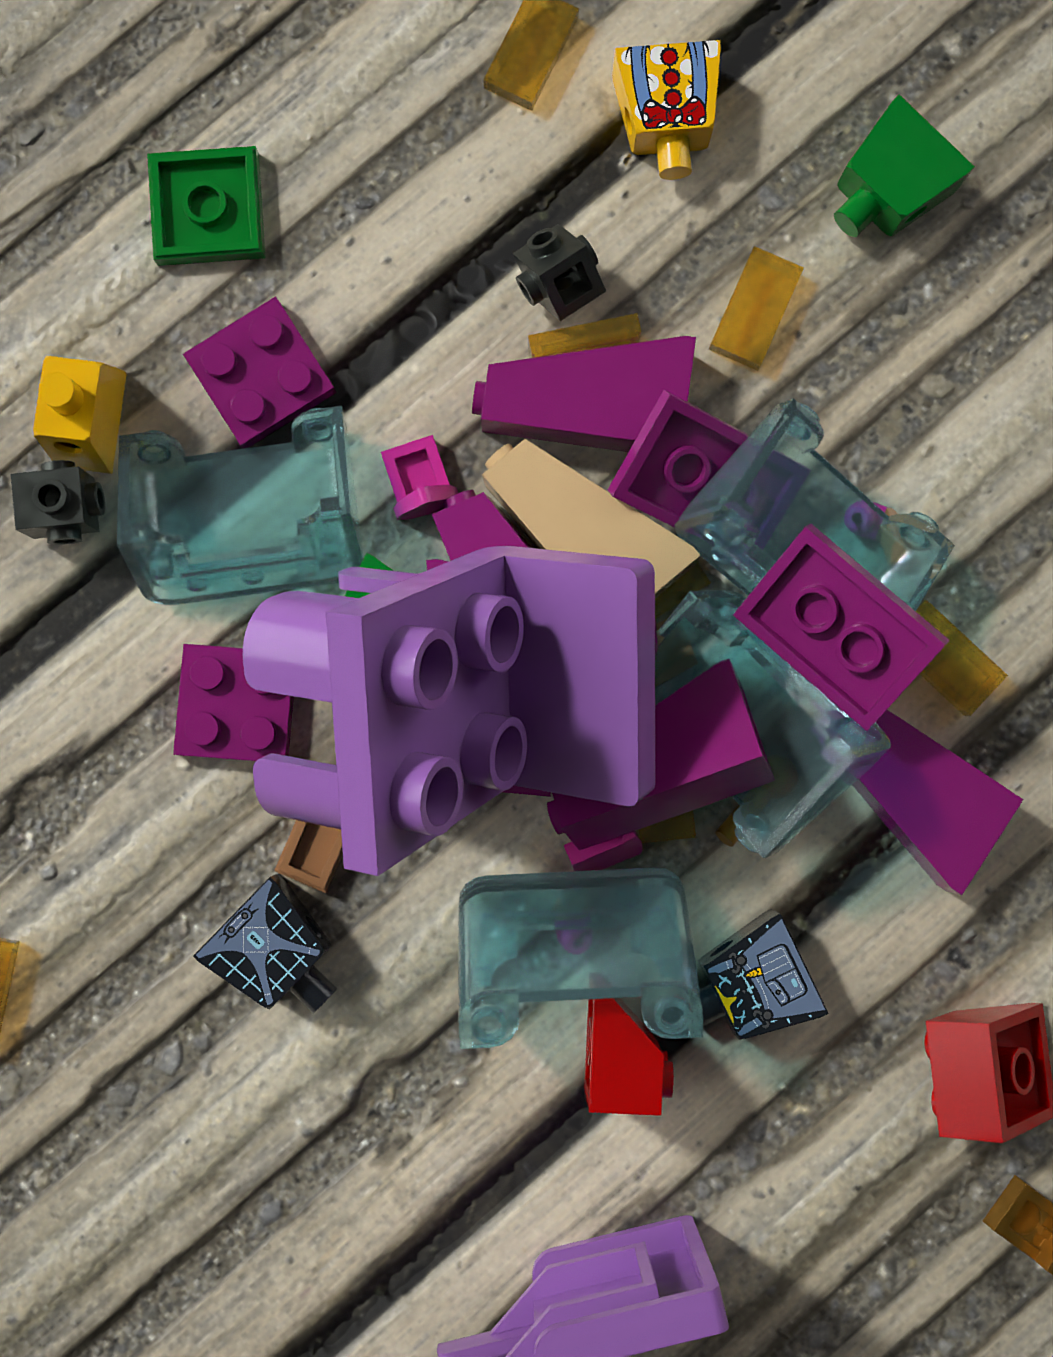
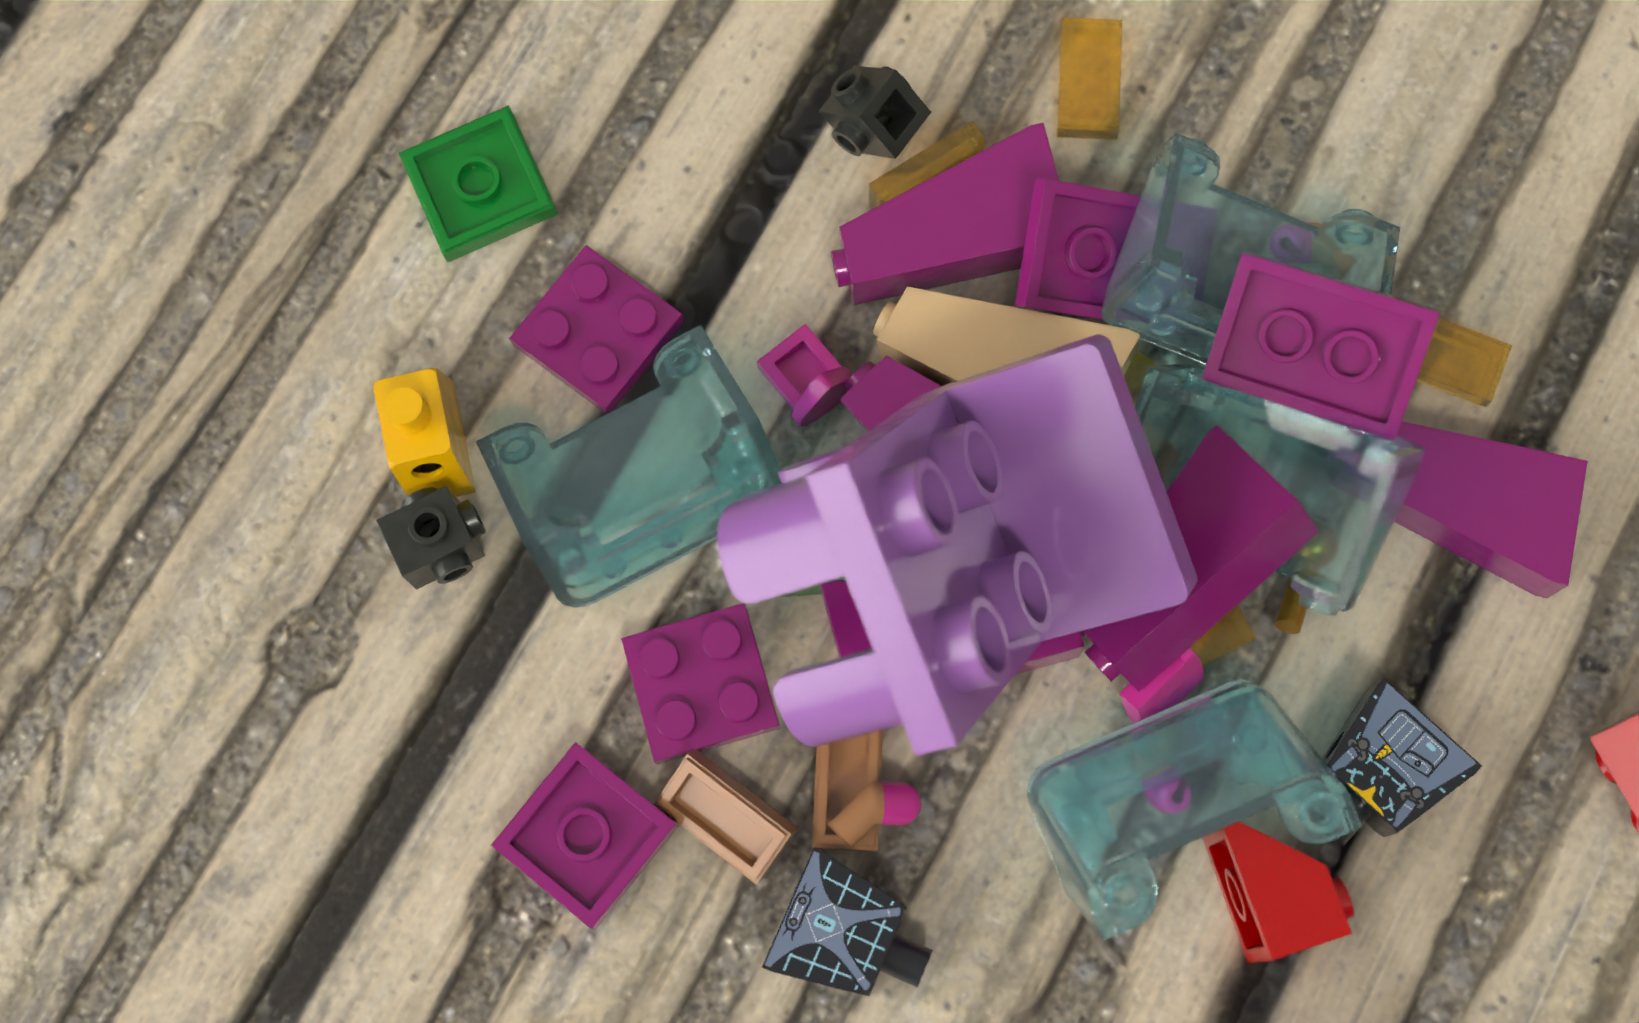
camera: 10 degrees left, 10 degrees down
(96, 793) = (584, 836): none -> magenta plate
(214, 819) = (725, 816): none -> tile
(324, 861) = (877, 805): none -> arm

